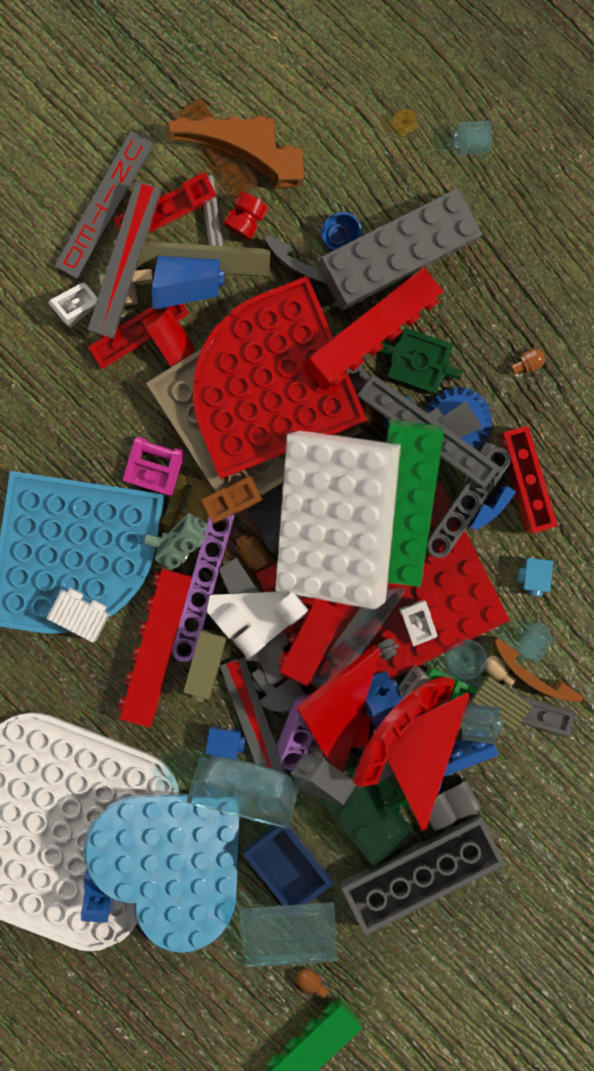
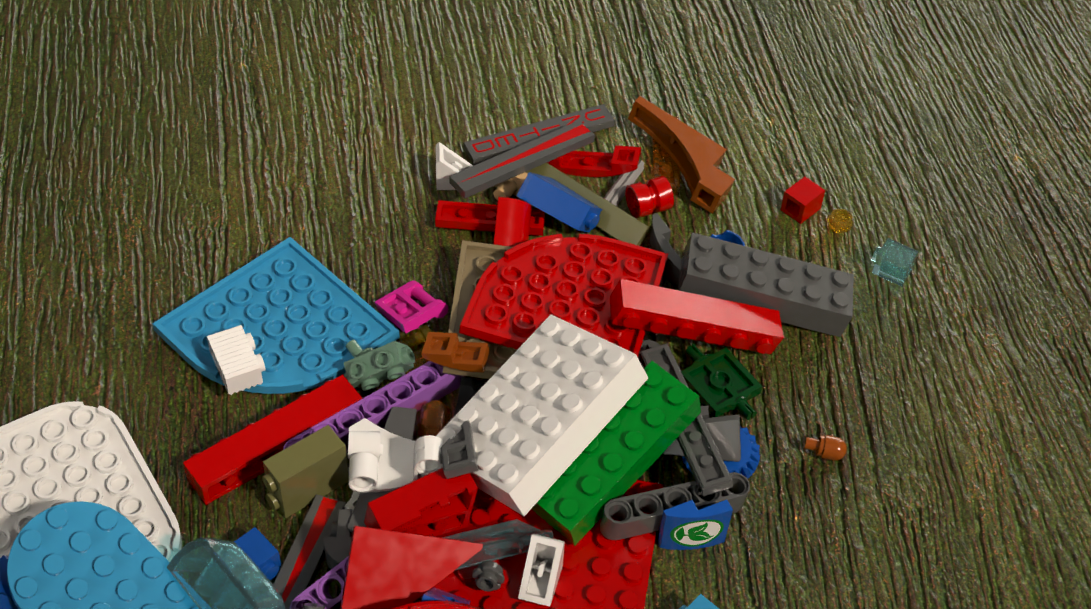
camera: 35 degrees right, 40 degrees down
(314, 596) = (459, 453): none -> dark grey tile
(363, 121) = (802, 200): none -> red brick
(527, 480) = (751, 532): red brick -> none

